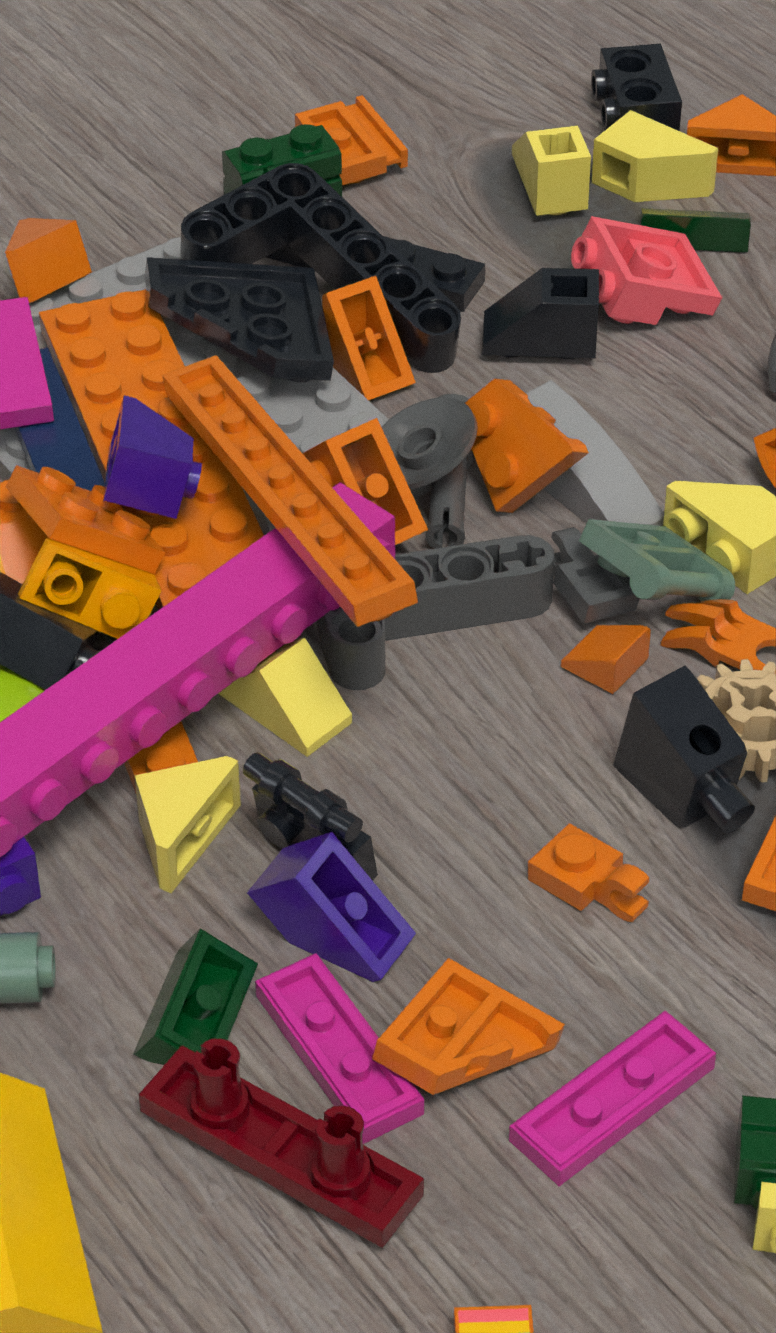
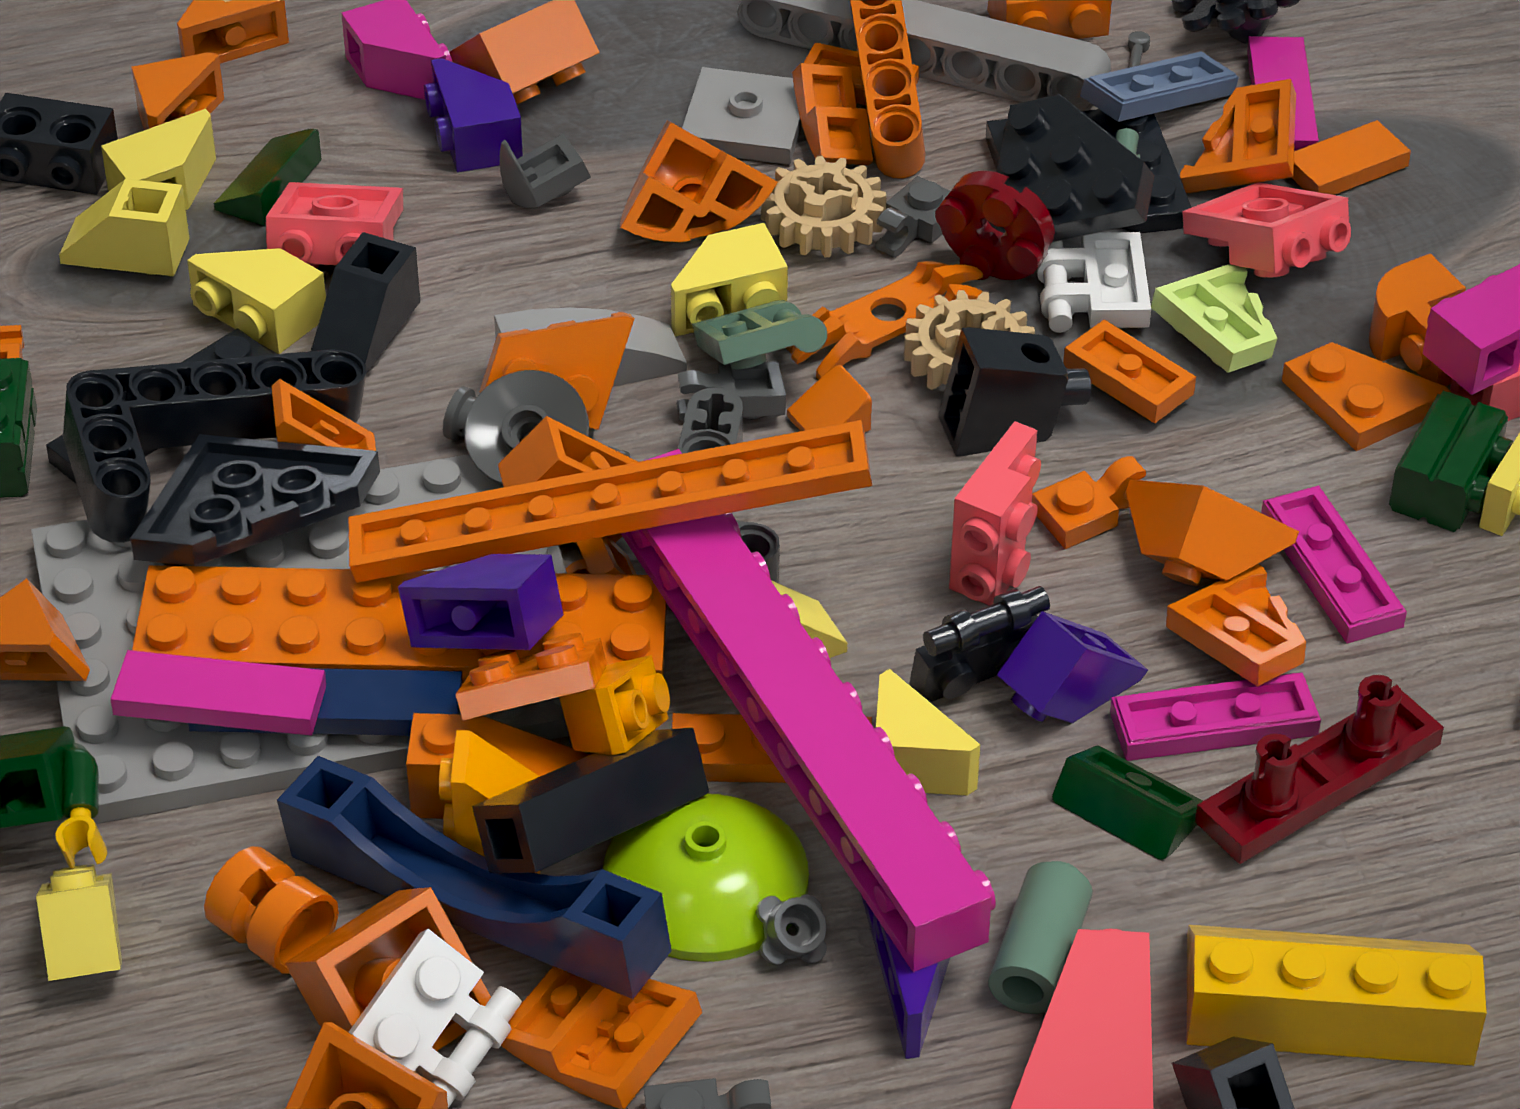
camera: 70 degrees left, 0 degrees up
(483, 784) = (994, 519): none -> coral plate
(522, 248) = (260, 293): none -> light yellow slope
(573, 964) = (1201, 531): none -> orange slope

